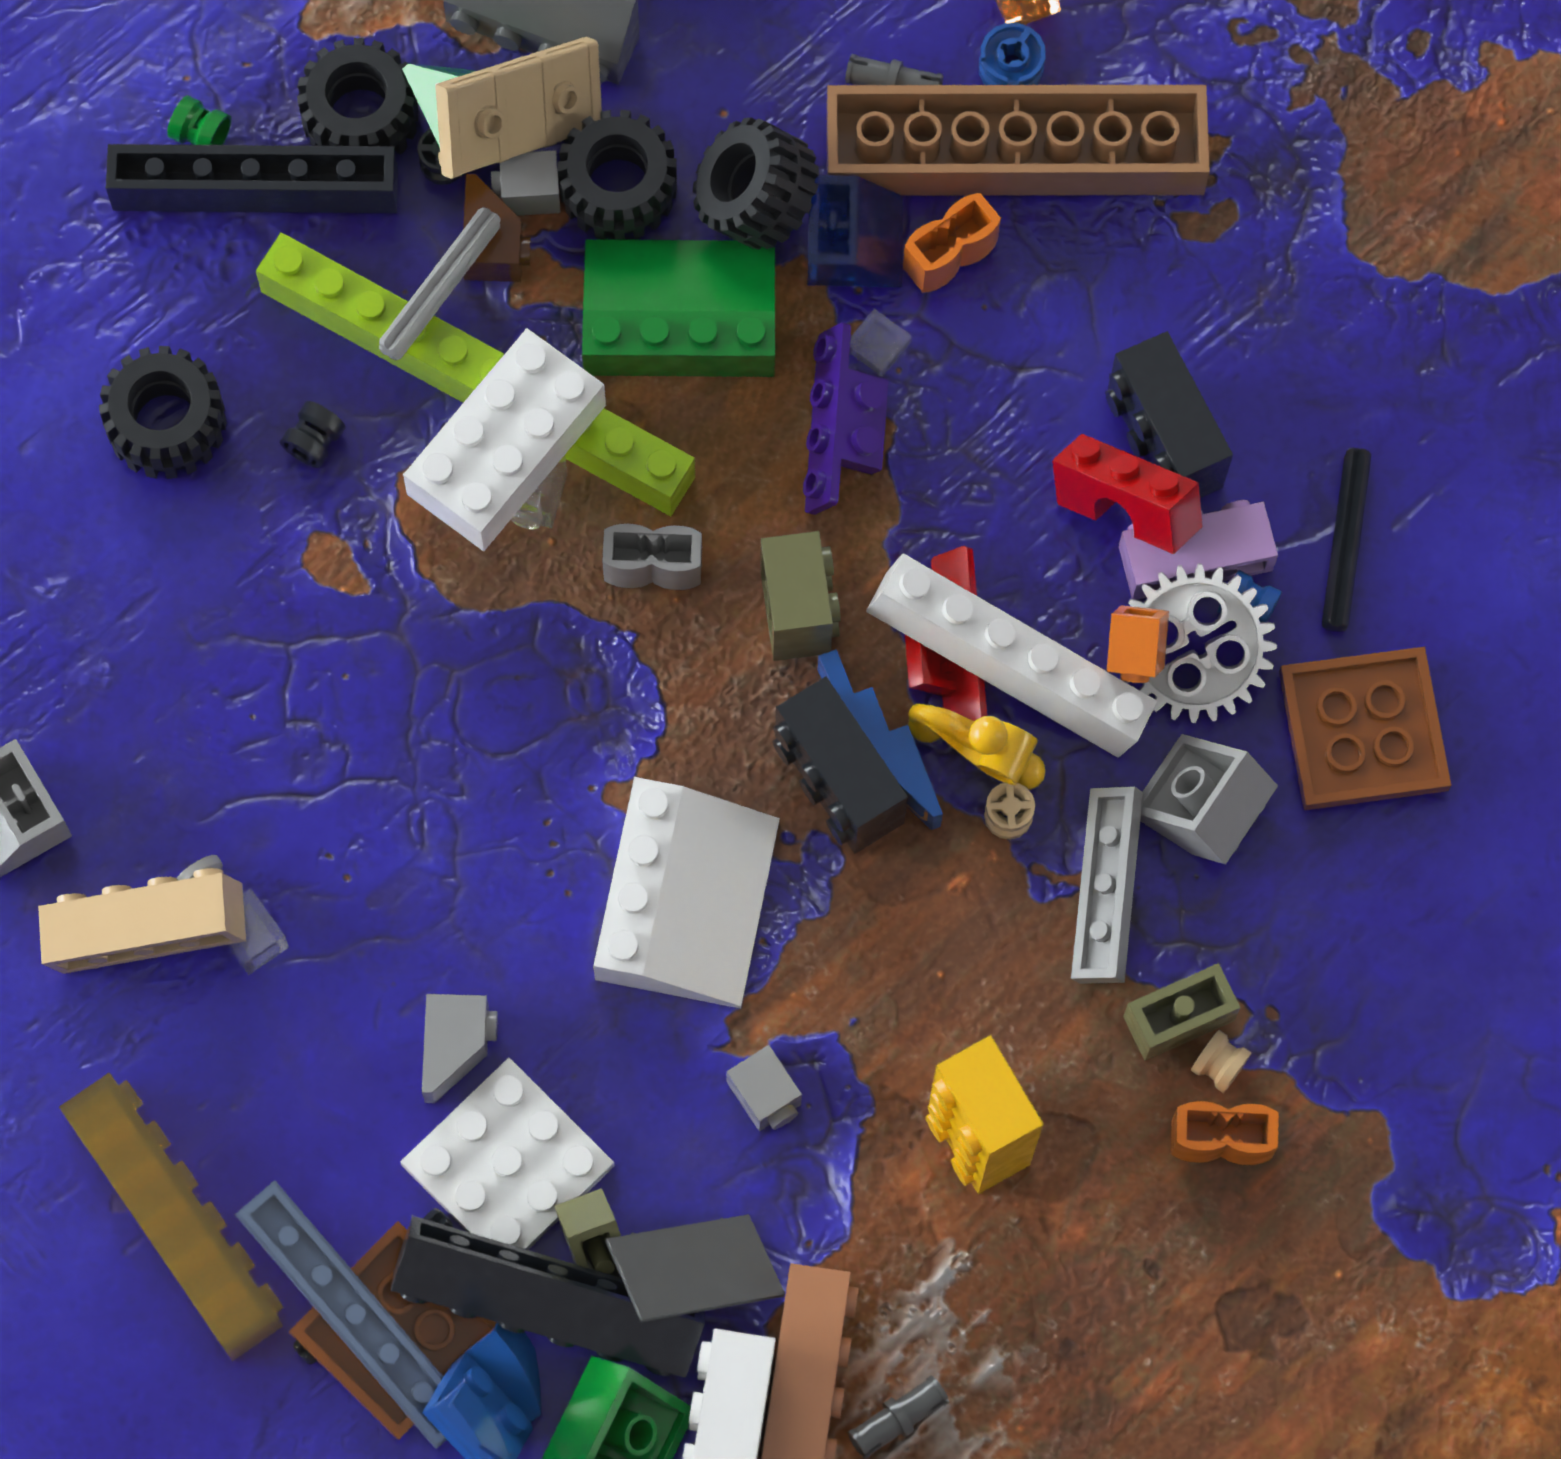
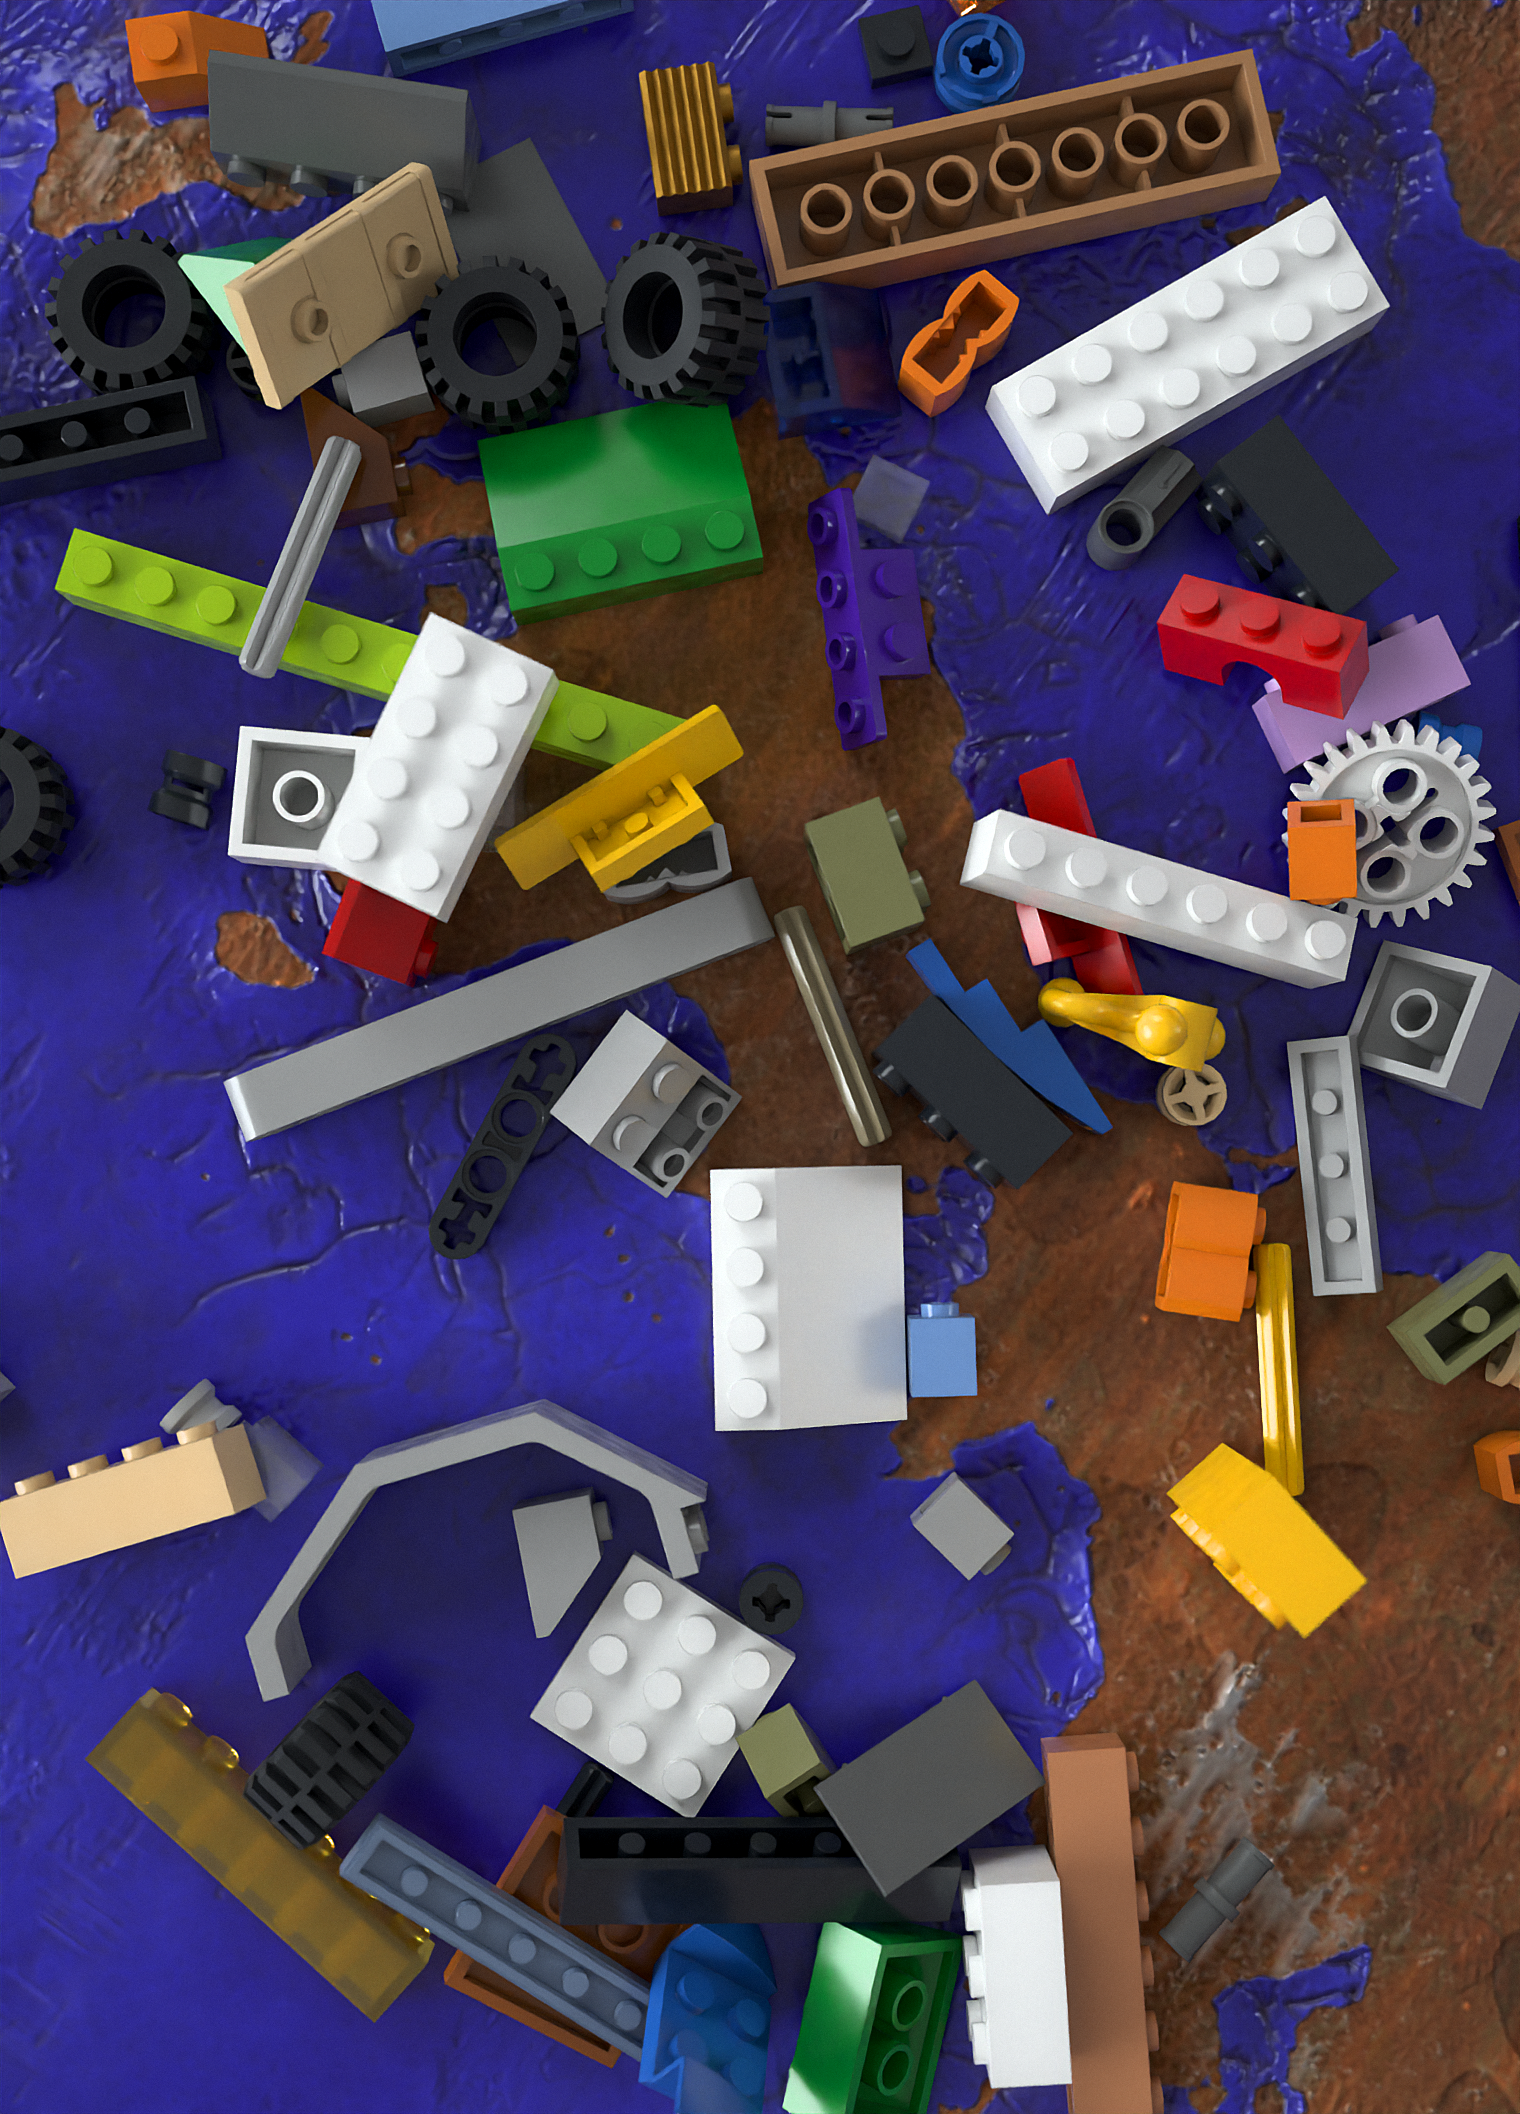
camera: 15 degrees left, 15 degrees up
(243, 1142) = (328, 1761): none -> black tyre
(381, 449) = (288, 793): none -> white brick
(386, 938) = (276, 1636): none -> light grey panel
(435, 561) = (382, 935): none -> red slope
(489, 744) = (496, 1142): none -> black beam
(503, 638) = (499, 1009): none -> light grey beam
(598, 729) = (645, 1104): none -> light grey slope
(603, 1122) = (771, 1585): none -> black wheel
(632, 503) = (627, 811): none -> yellow bracket
(657, 89) = (524, 217): none -> dark grey window
(750, 706) = (832, 1026): none -> dark tan axle
(777, 956) = (941, 1351): none -> medium blue brick
(788, 65) = (687, 138): none -> pearl gold brick
(955, 35) = (895, 47): none -> black plate
(997, 926) = (1209, 1251): none -> orange brick
(1036, 1013) = (1278, 1365): none -> yellow axle
(1065, 386) = (1143, 507): none -> dark grey piece
(1117, 287) = (1186, 355): none -> white brick

